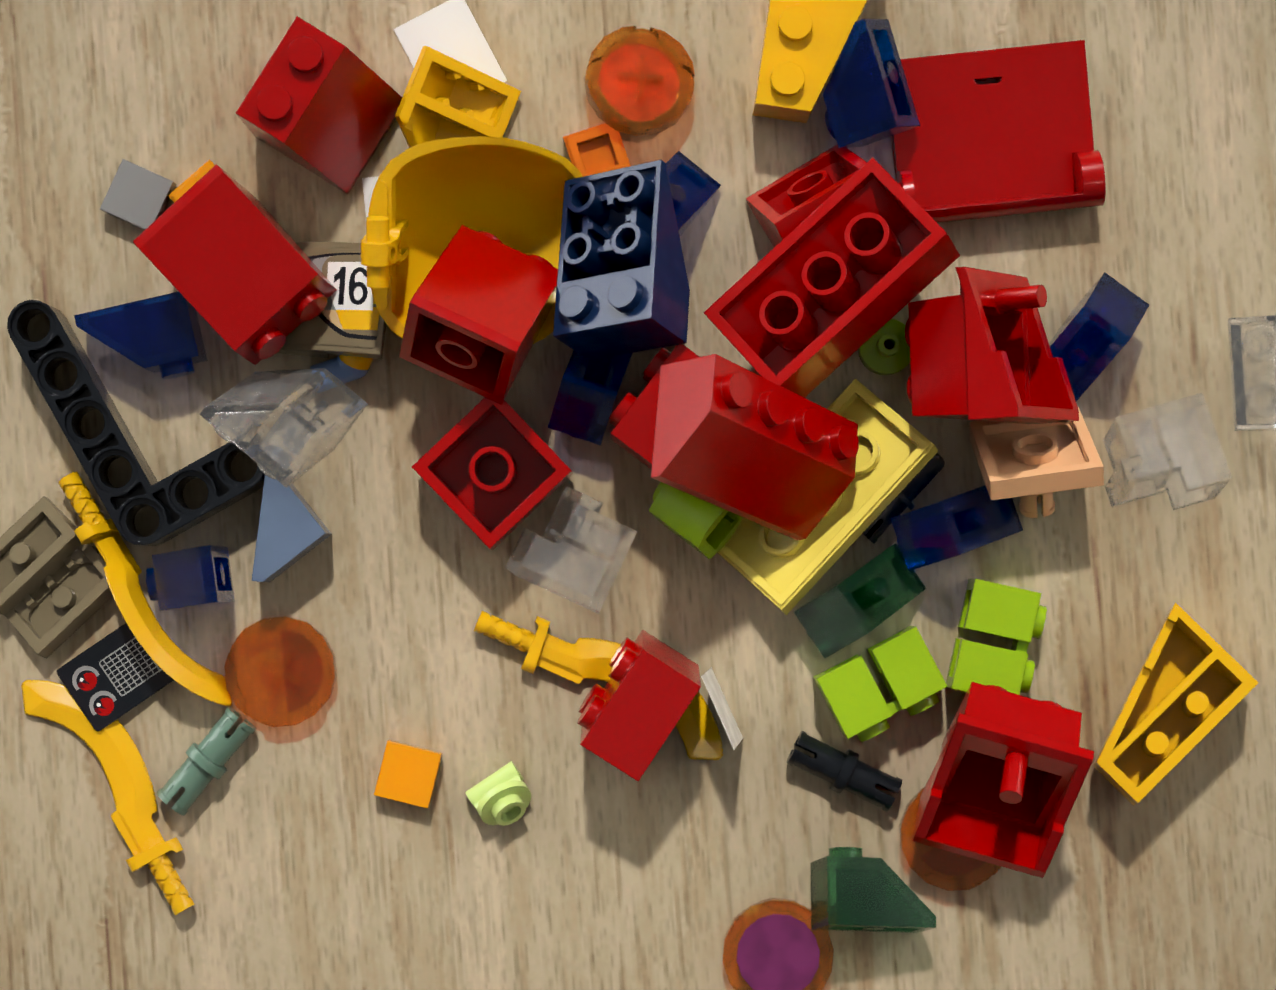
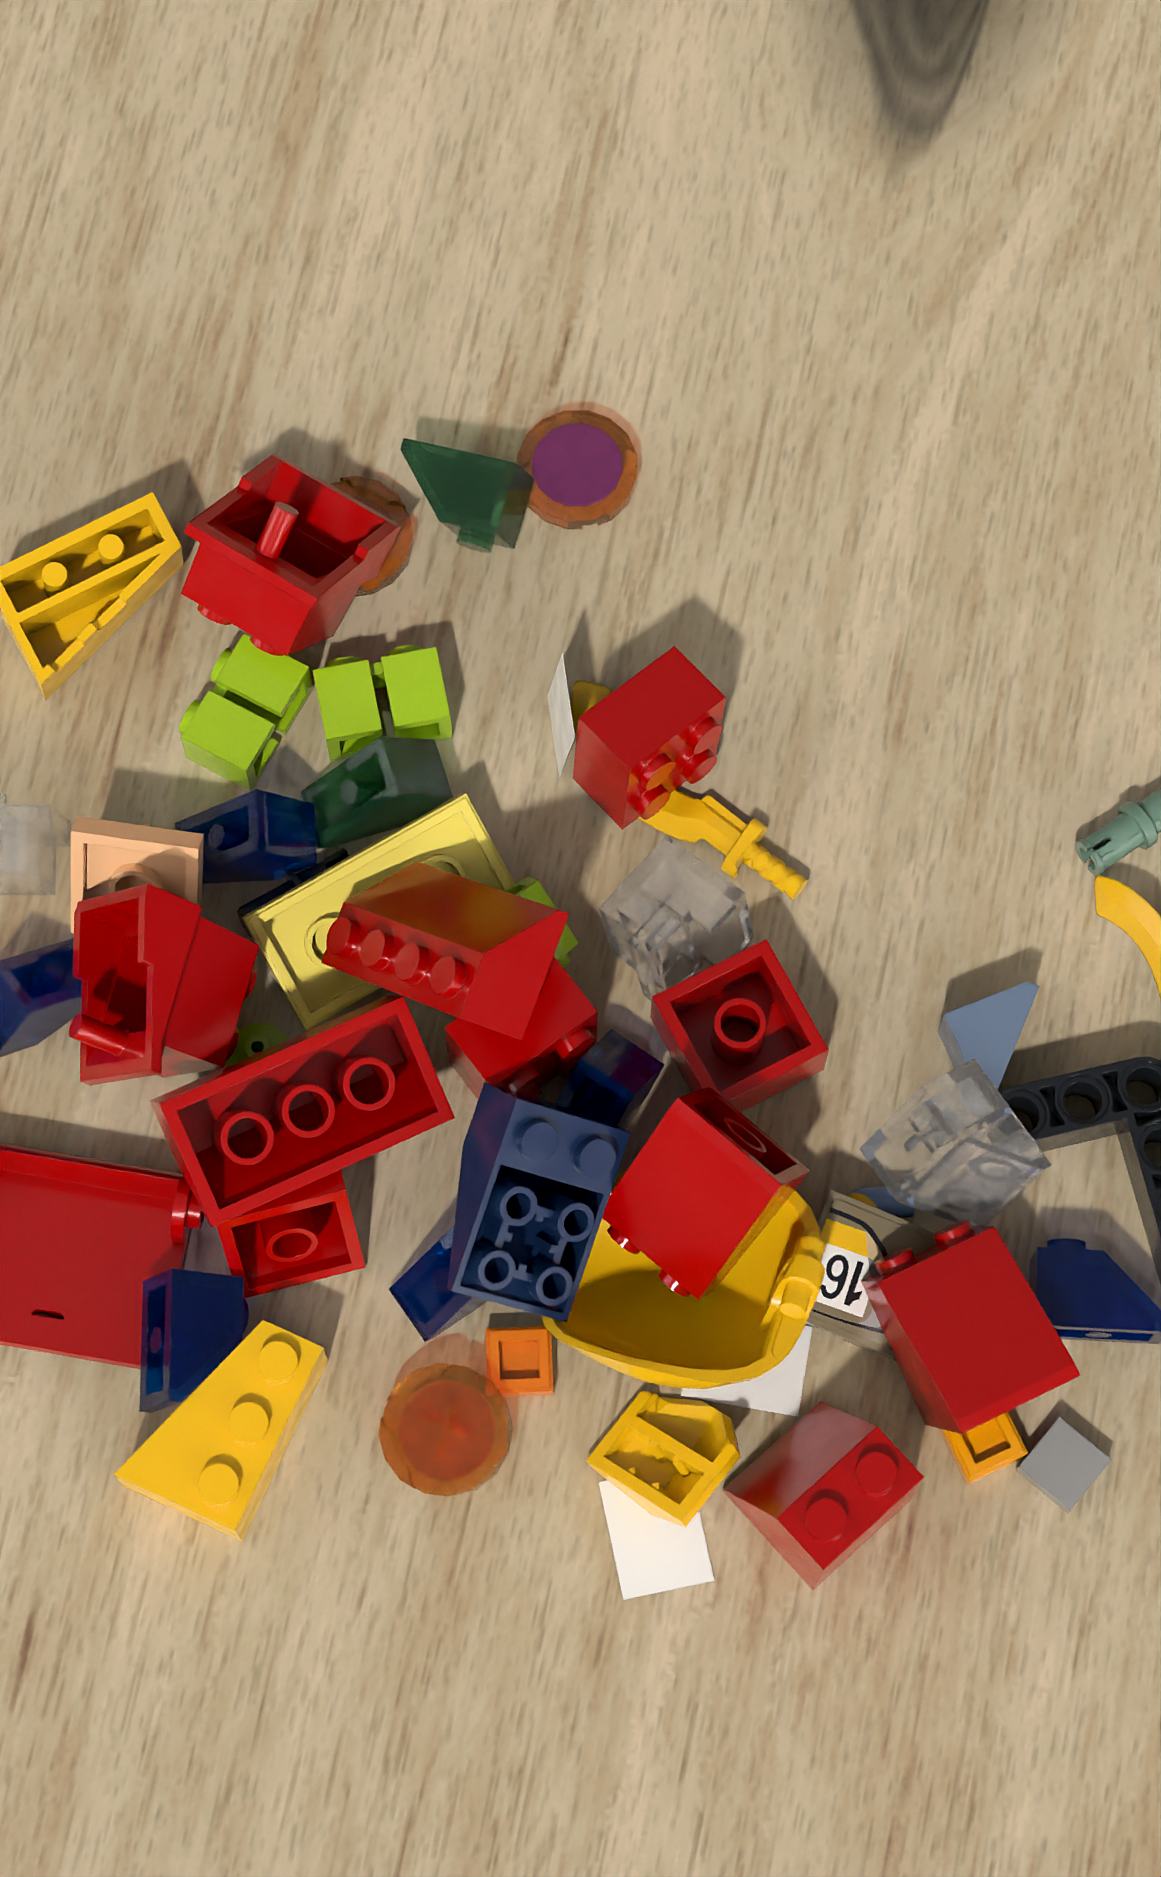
camera: 160 degrees left, 15 degrees down
(190, 578) = (1106, 1010): clear blue slope -> none
(280, 671) = (1032, 898): clear orange tile -> none
(408, 774) = (920, 753): light orange tile -> none
(501, 796) = (826, 703): yellowish green plate -> none
(844, 771) = (449, 628): black pin -> none

